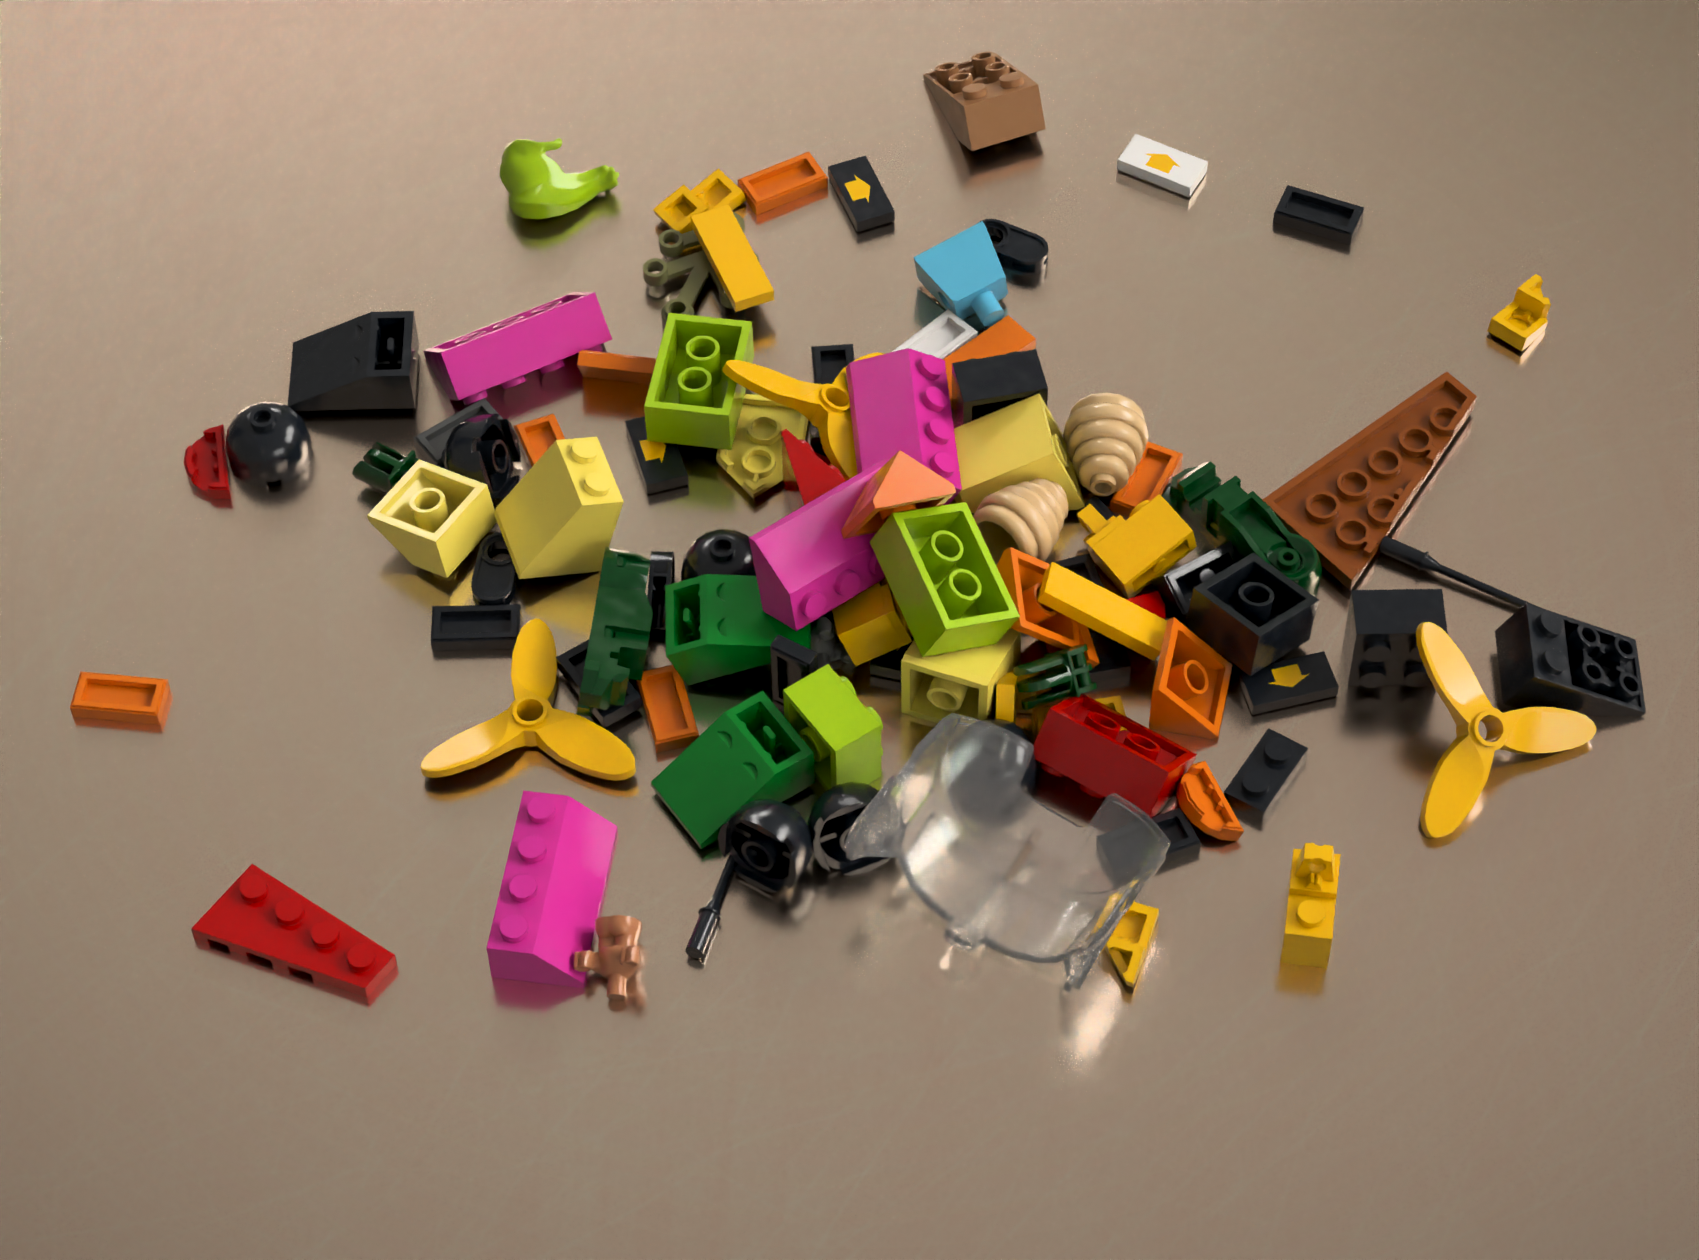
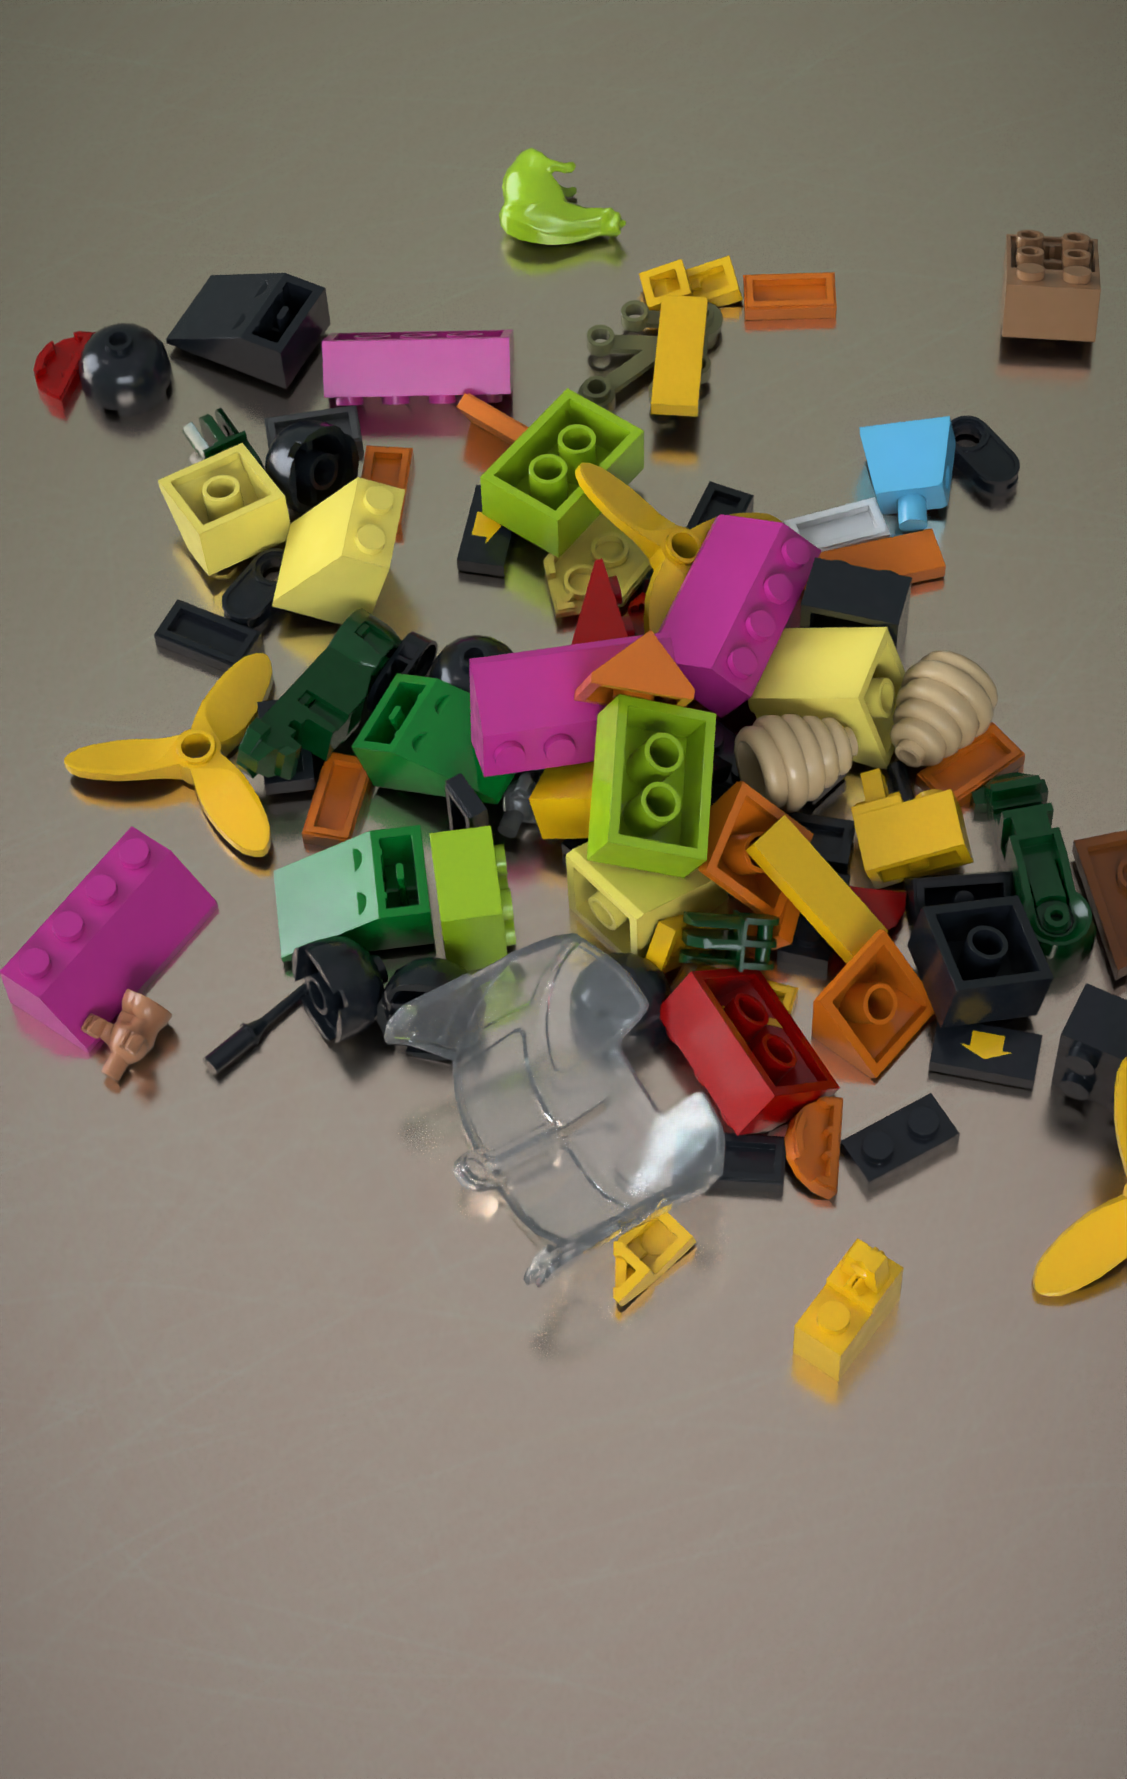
camera: 30 degrees right, 5 degrees up
(861, 193) = (862, 338): black tile -> none

